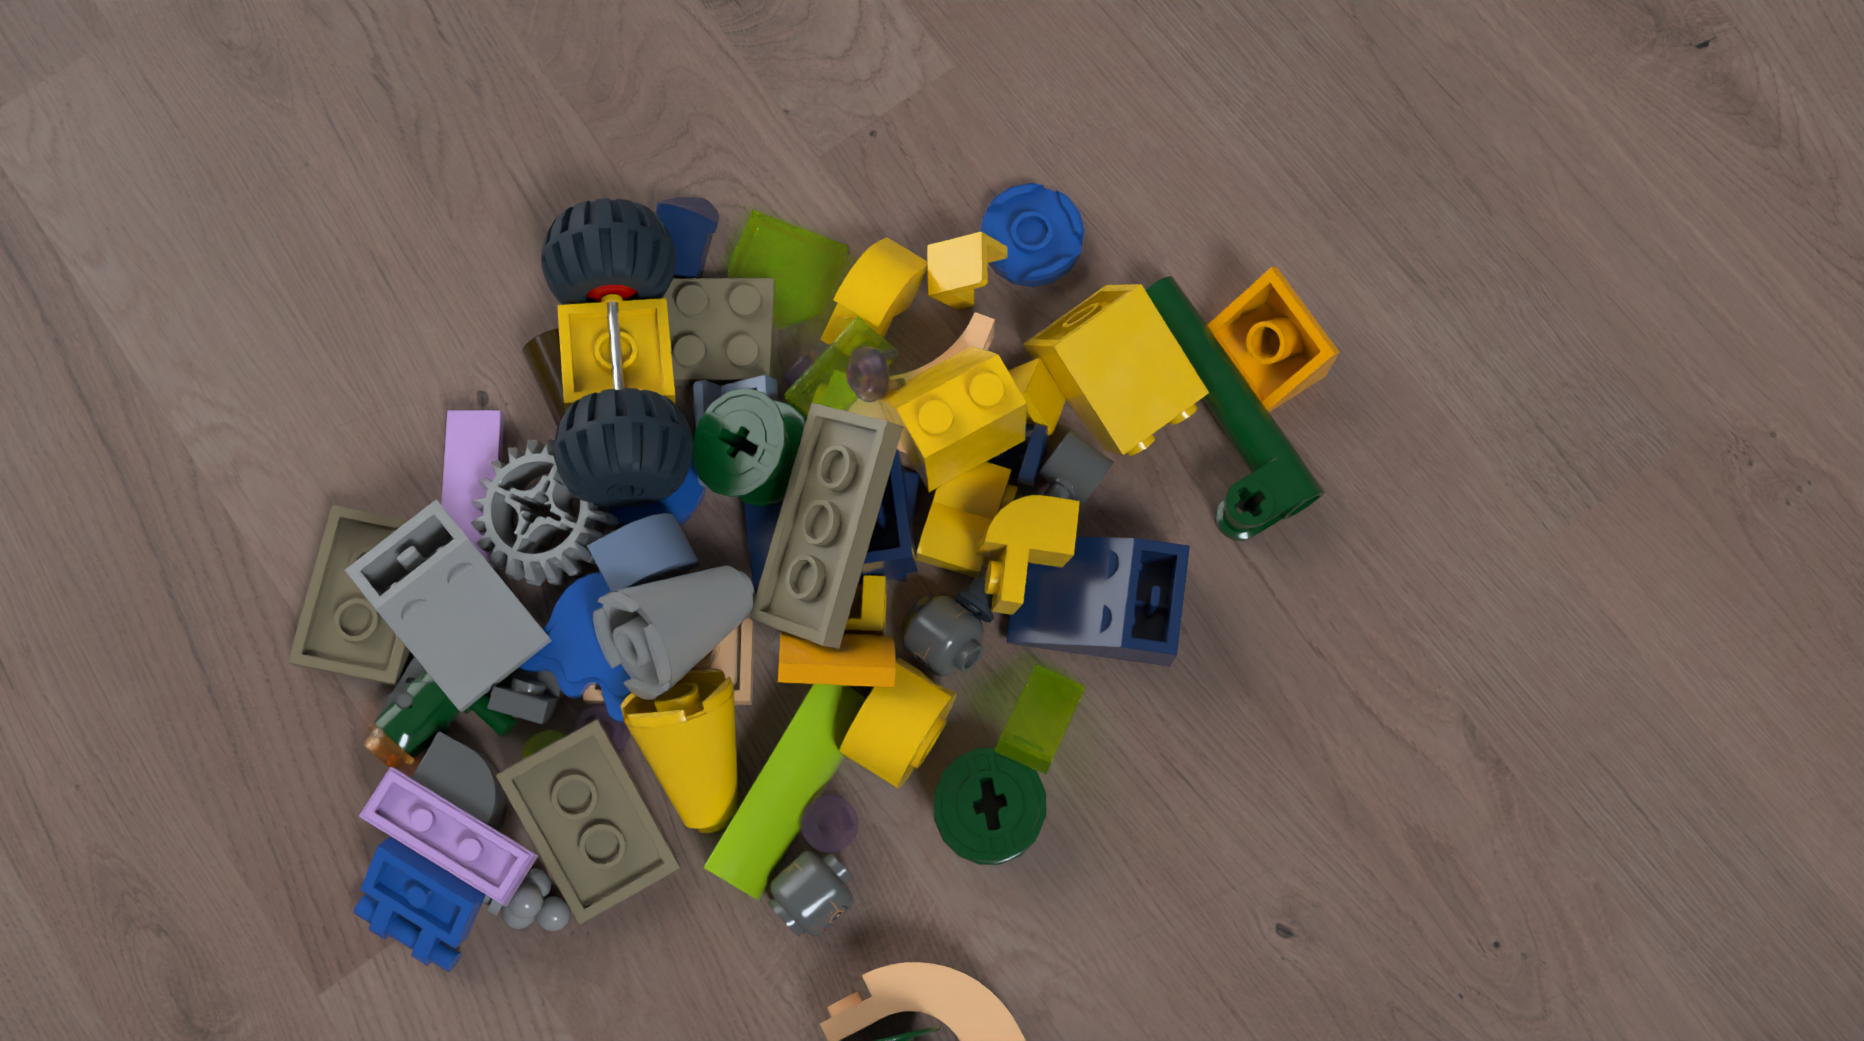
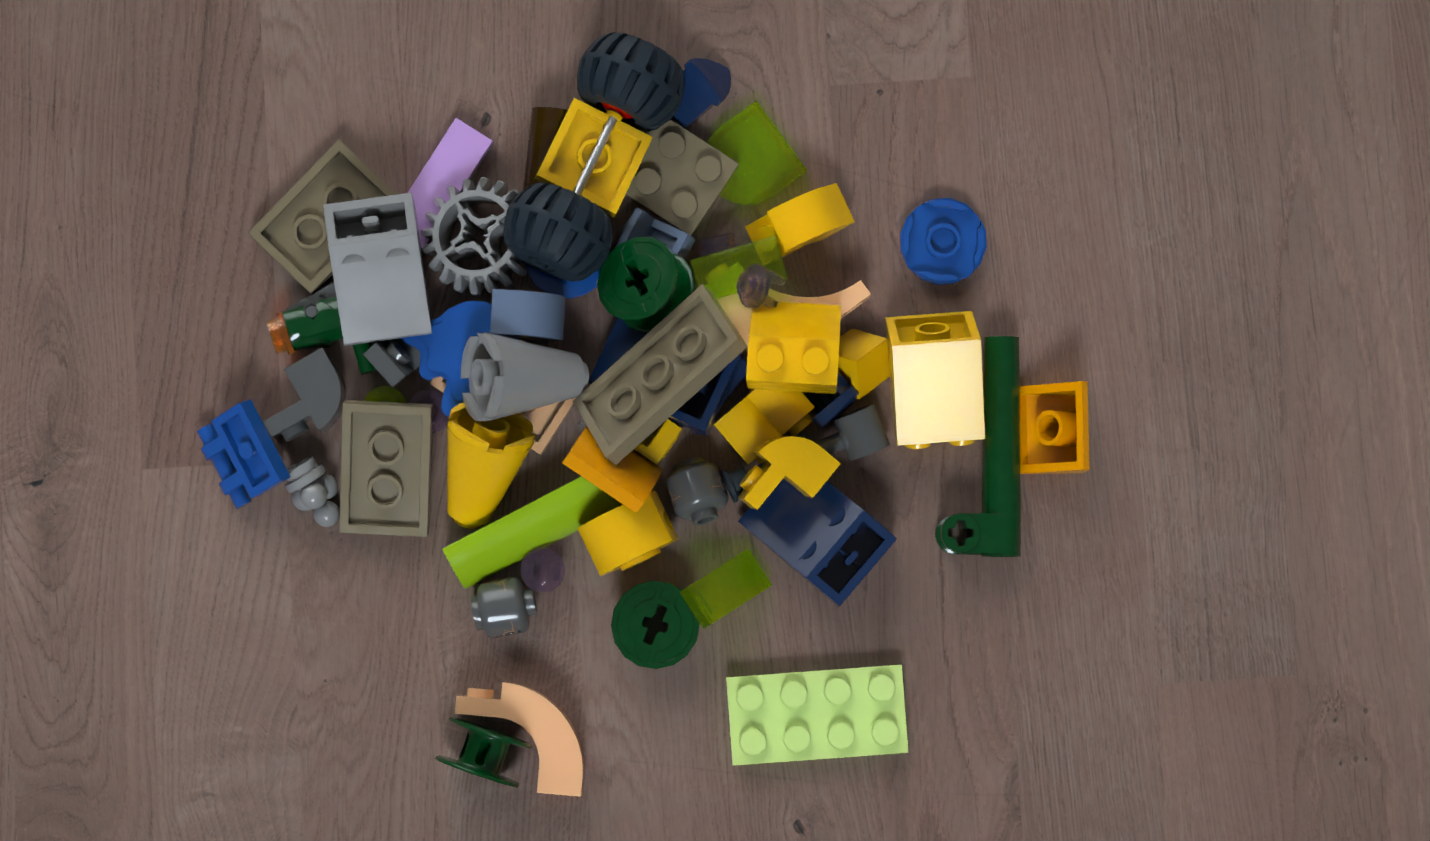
camera: 30 degrees right, 10 degrees up
(448, 836) = (289, 423): lavender tile -> none
(960, 267) = (871, 240): yellow panel -> none
(1223, 795) = (817, 715): none -> yellowish green plate

